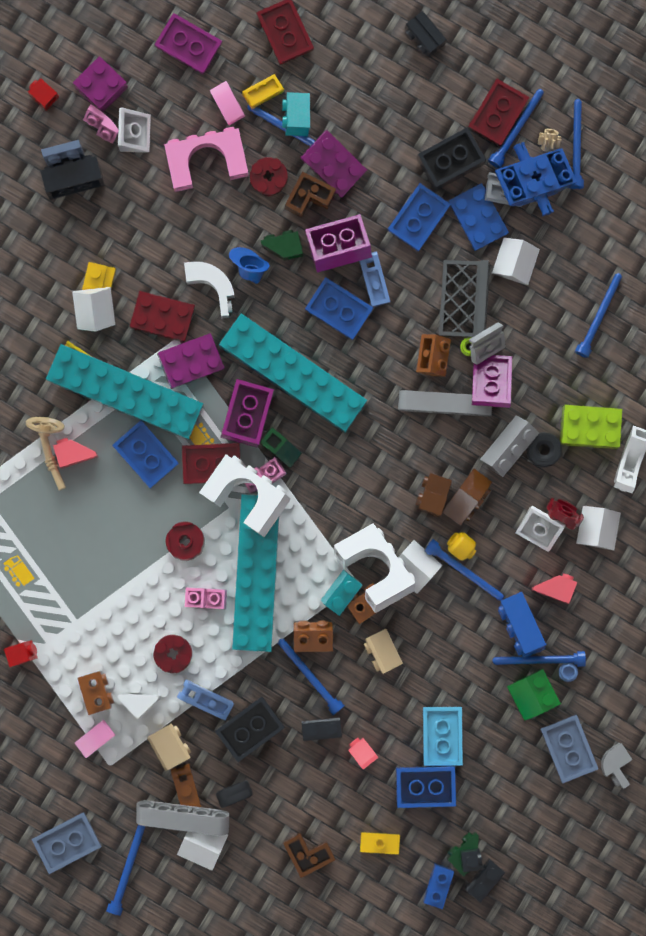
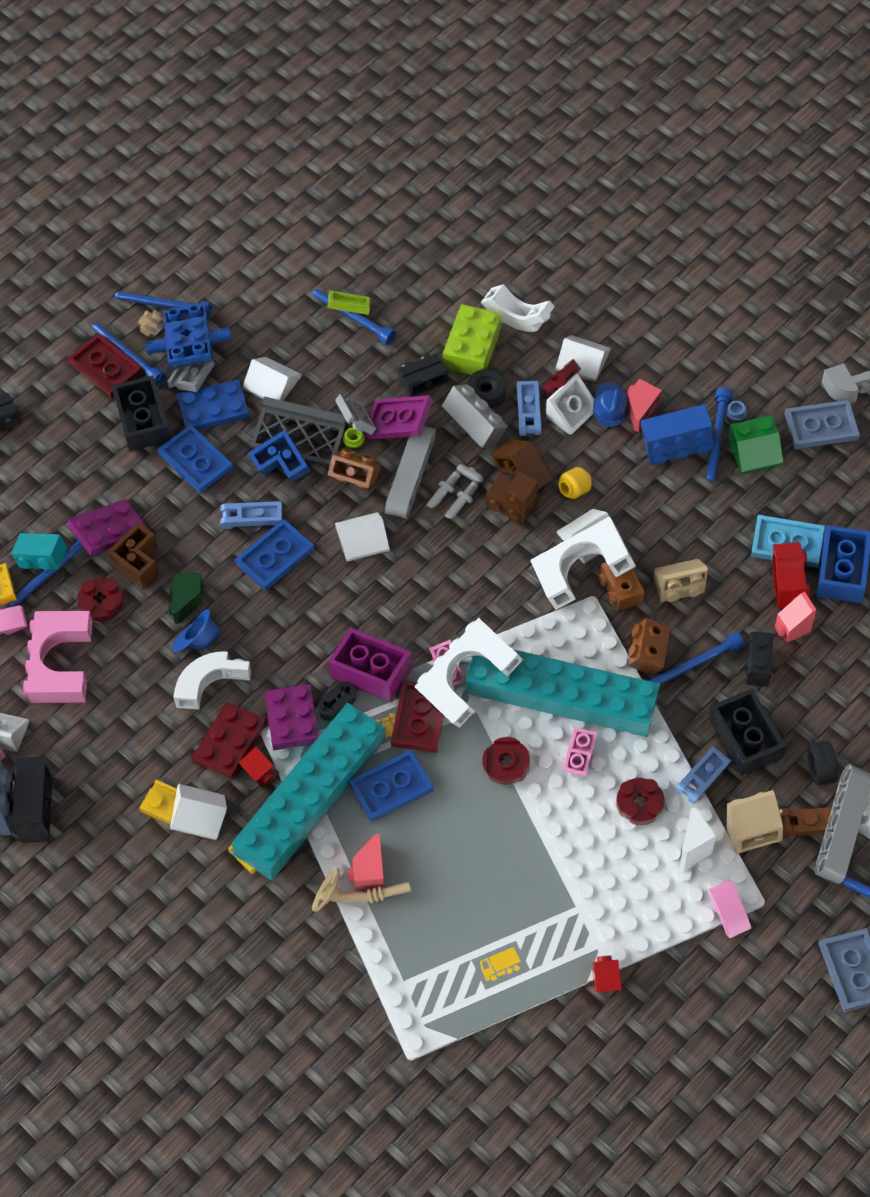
camera: 70 degrees left, 25 degrees down
(92, 693) = (672, 892): dark orange brick -> none
(140, 347) = (259, 767): none -> red brick
(215, 390) = (335, 699): none -> black beam
(280, 447) = (419, 639): dark green slope -> none
(293, 373) = (329, 614): teal brick -> none
(338, 243) = (200, 534): magenta brick -> none
(341, 592) = (603, 605): teal brick -> none
(374, 376) = (362, 536): none -> white slope
(405, 742) = (789, 572): none -> red brick
(434, 291) = (280, 452): none -> blue brick
(434, 549) = (571, 511): blue piece -> none
(436, 436) = (463, 497): none -> light grey piece
(532, 490) = (528, 407): none -> medium blue plate
(546, 391) = (422, 374): none -> black brick
(553, 560) = (610, 404): none -> blue piece
(609, 308) = (348, 302): none -> lime tile

